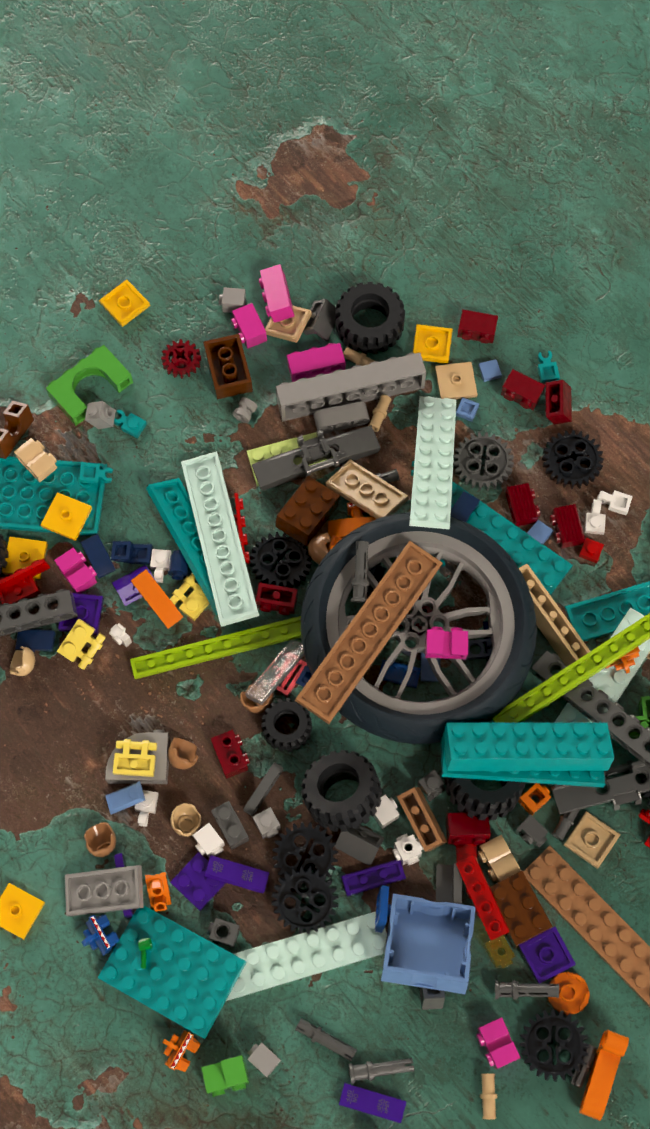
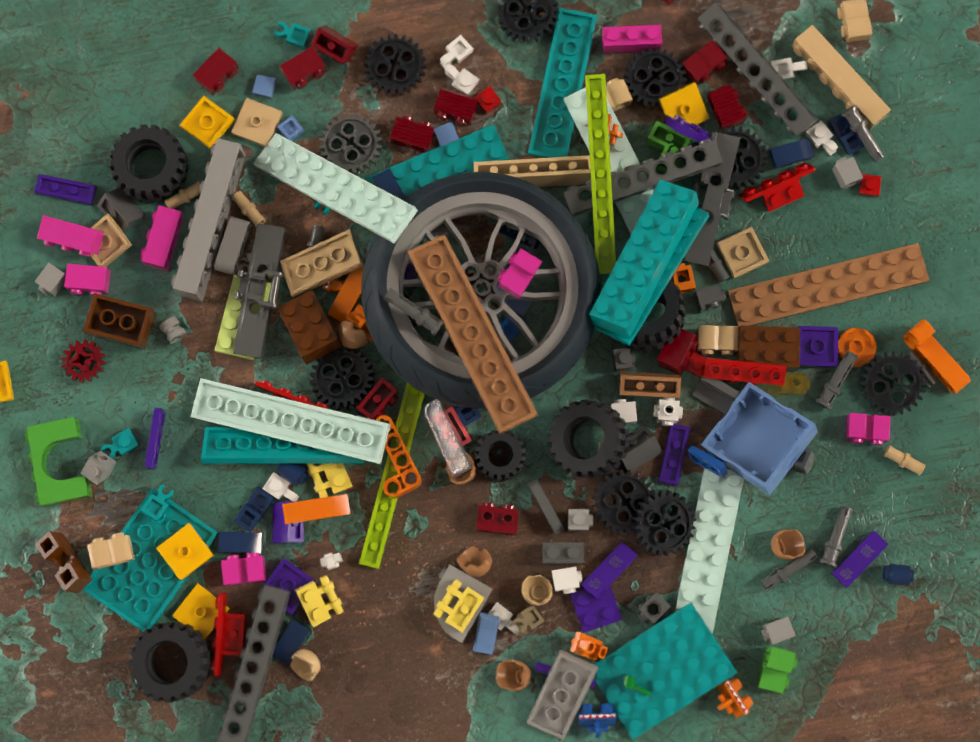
camera: 60 degrees left, 10 degrees up
(147, 445) = (155, 438): none -> dark purple tile
(156, 826) = (527, 620): none -> dark tan plate
(236, 636) = (403, 471): none -> orange beam
(313, 272) = (65, 189): none -> dark purple tile
(348, 1025) = (788, 544): none -> medium nougat hair

